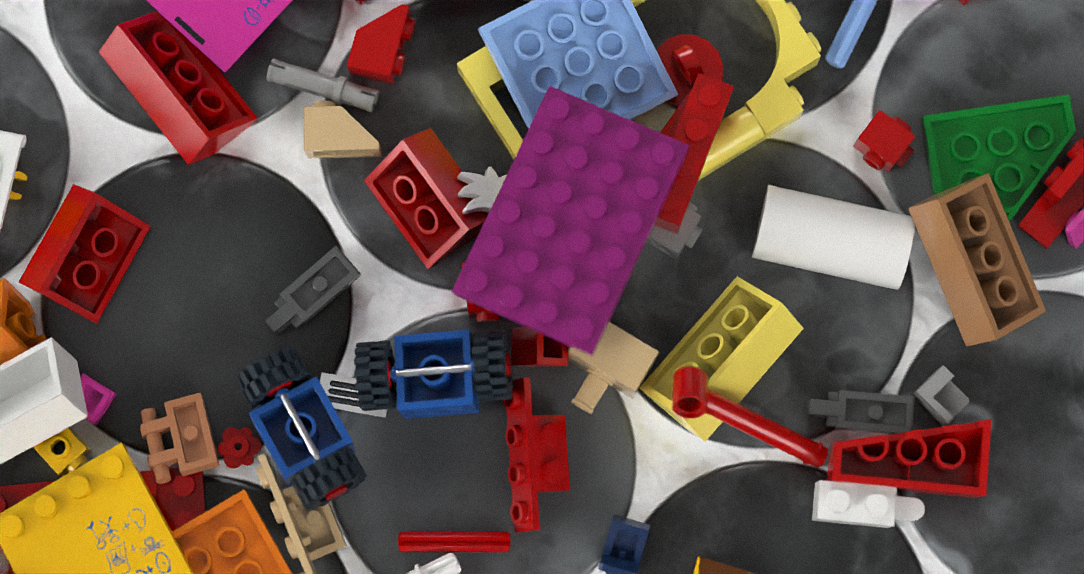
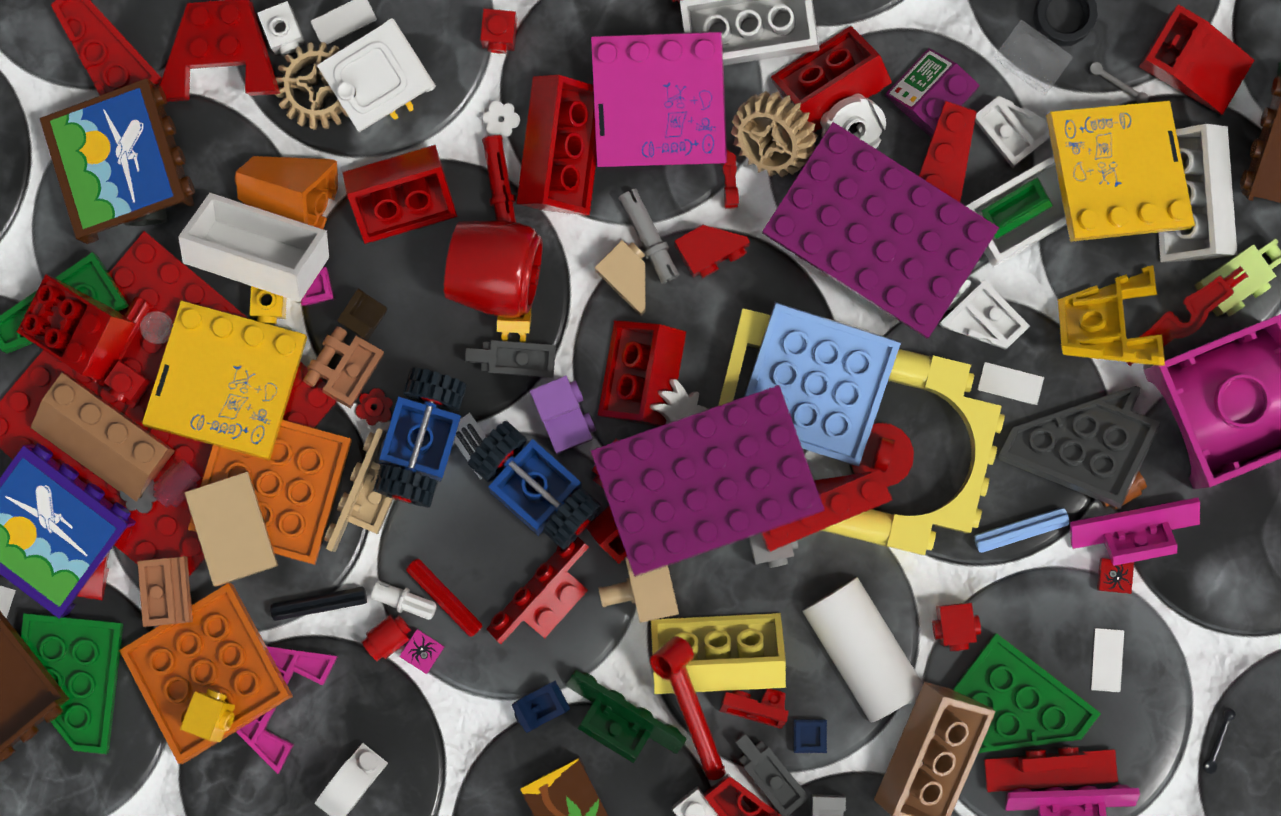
camera: 45 degrees right, 5 degrees up
(33, 43) = (498, 30): none -> red brick
(97, 111) = (496, 111): none -> white plant
(152, 381) = (362, 314): none -> dark brown panel
(171, 173) = (501, 199): none -> red pin
(221, 230) = (493, 267): none -> red piece
(282, 260) = (517, 325): none -> yellow tile
(396, 295) = (561, 414): none -> medium lavender brick
(699, 494) = (620, 723): none -> dark green bracket
(809, 363) = (768, 711): none -> red hinge
(862, 349) = (809, 735): none -> dark blue tile
(1029, 51) = (1107, 660): none -> white sticker

